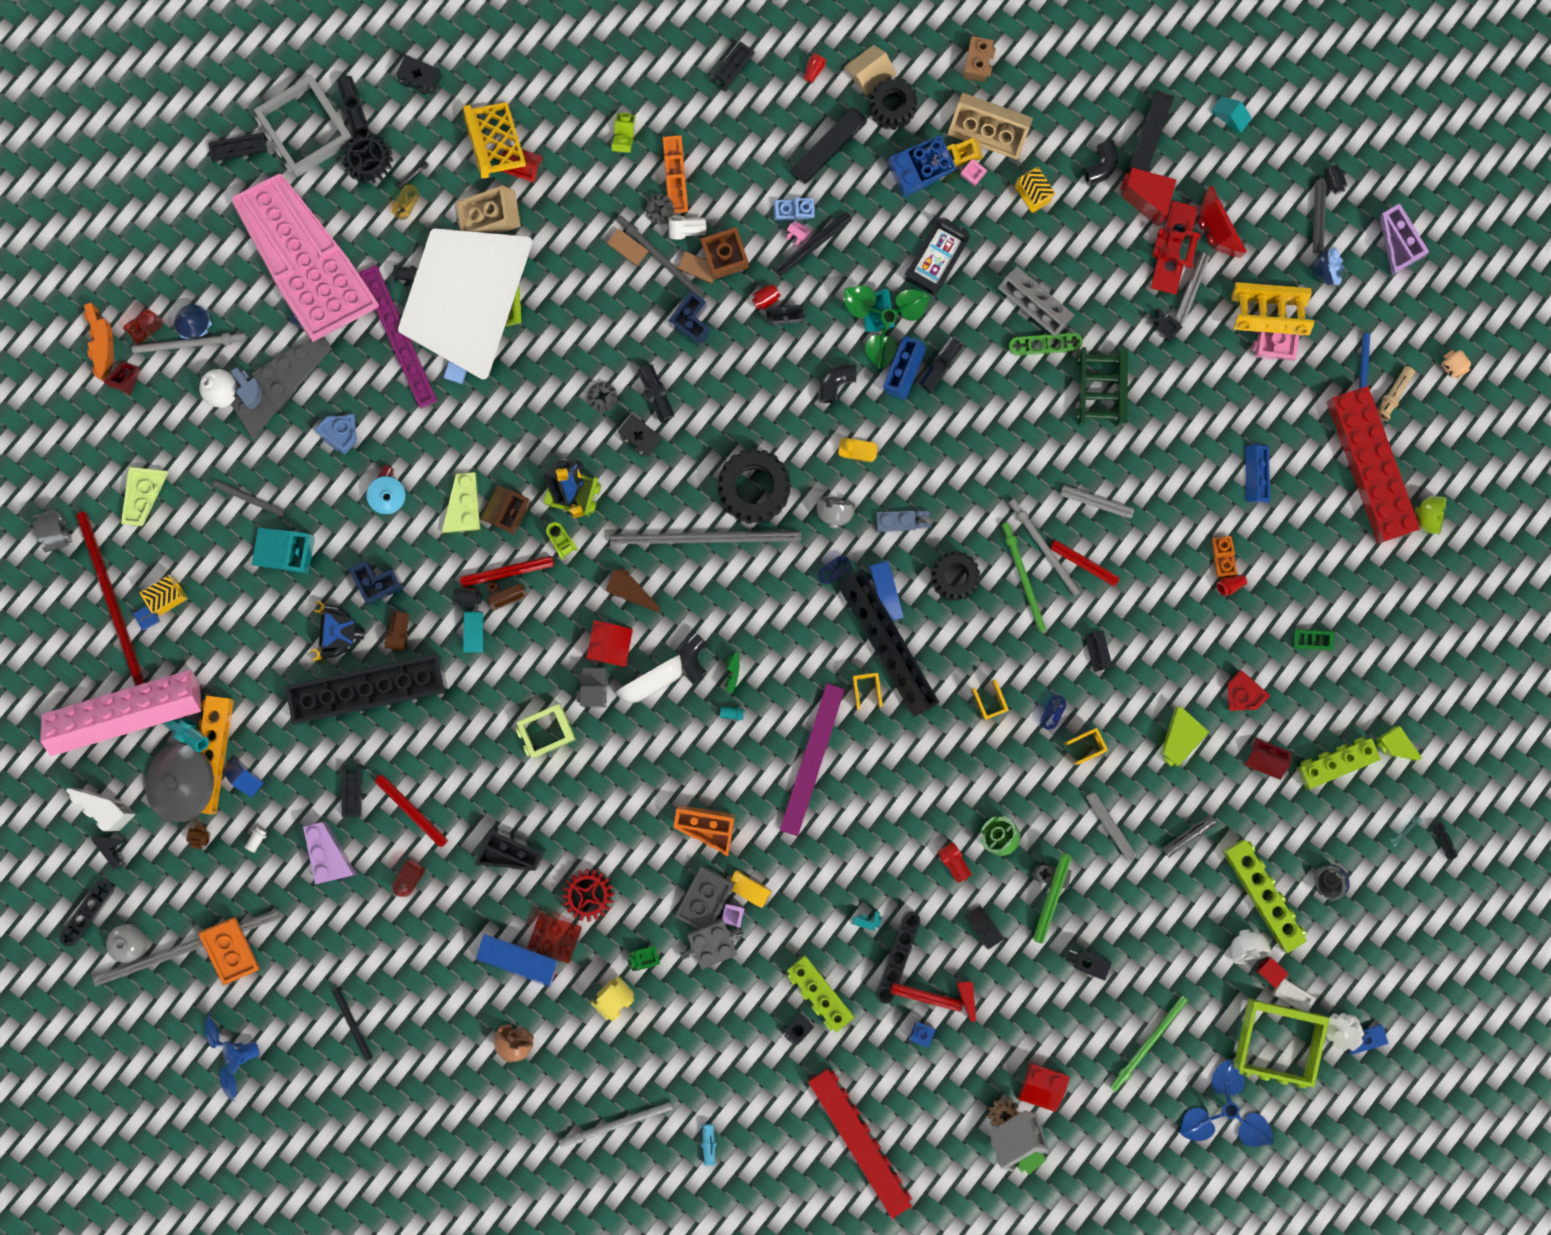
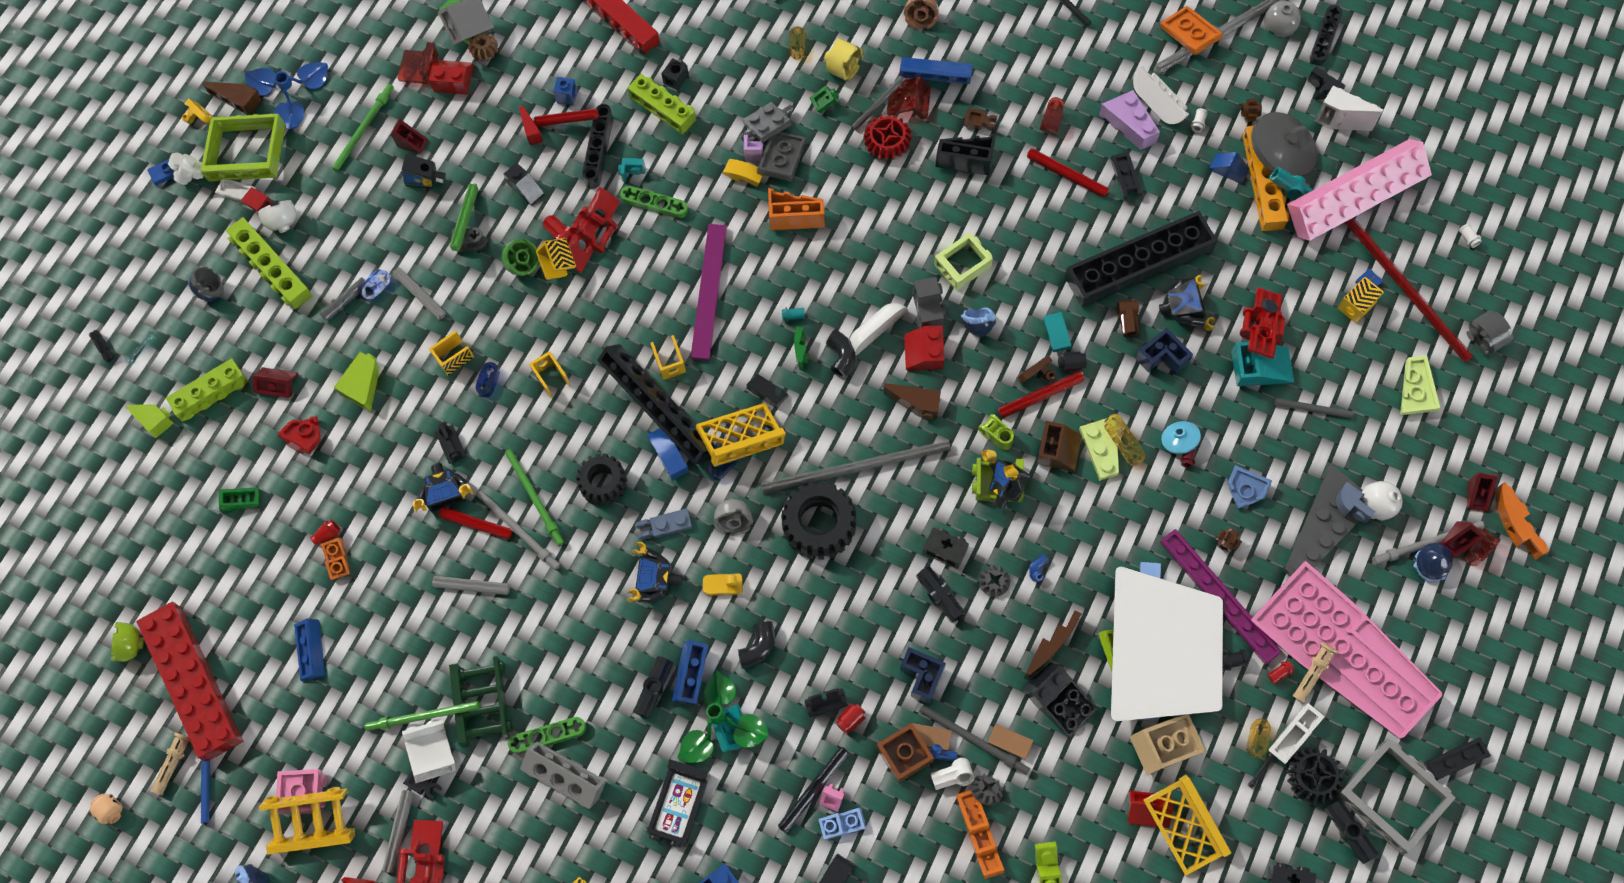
camera: 175 degrees right, 15 degrees down
(28, 642) = (1470, 235): none -> white pin
(158, 335) = (1462, 537): none -> dark red slope
(261, 585) = (1269, 323): none -> red piece
(287, 875) = (1159, 97): none -> white brick
(330, 249) = (1301, 693): none -> tan pin
(366, 254) = (1281, 672): none -> red pin
(370, 198) = (1296, 733): none -> white slope
(373, 383) = (1228, 540): none -> reddish brown gear
(434, 498) = (1125, 431): none -> clear yellow beam
(488, 896) = (976, 119): none -> reddish brown plate
(547, 659) = (979, 321): none -> hair
(561, 398) = (1035, 568): none -> blue arm
(572, 318) = (1048, 649): none -> reddish brown slope
(573, 274) = (1059, 699): none -> black slope
(587, 938) = (878, 103): none -> dark grey piece
(652, 1038) = (801, 42): none -> clear yellow beam
(693, 248) = (939, 754): none -> blue arm
(775, 636) = (767, 391): none -> black slope
(803, 577) = (747, 445): none -> yellow fence
(848, 879) = (652, 205): none -> bright green beam
(922, 467) = (653, 576): none -> torso
(925, 860) = (586, 224): none -> red piece
(963, 825) = (555, 258): none -> piece
(1079, 1107) = (417, 64): none -> clear red bracket
(1099, 1014) = (408, 138): none -> dark red slope
(1113, 601) = (441, 490): none -> torso
(1155, 349) = (428, 750): none -> white panel
(1155, 845) = (372, 279): none -> clear blue beam
(1191, 386) = (387, 722): none -> bright green bar
(1279, 1111) = (235, 94): none -> reddish brown slope
(1329, 1105) = (194, 110): none -> yellow piece

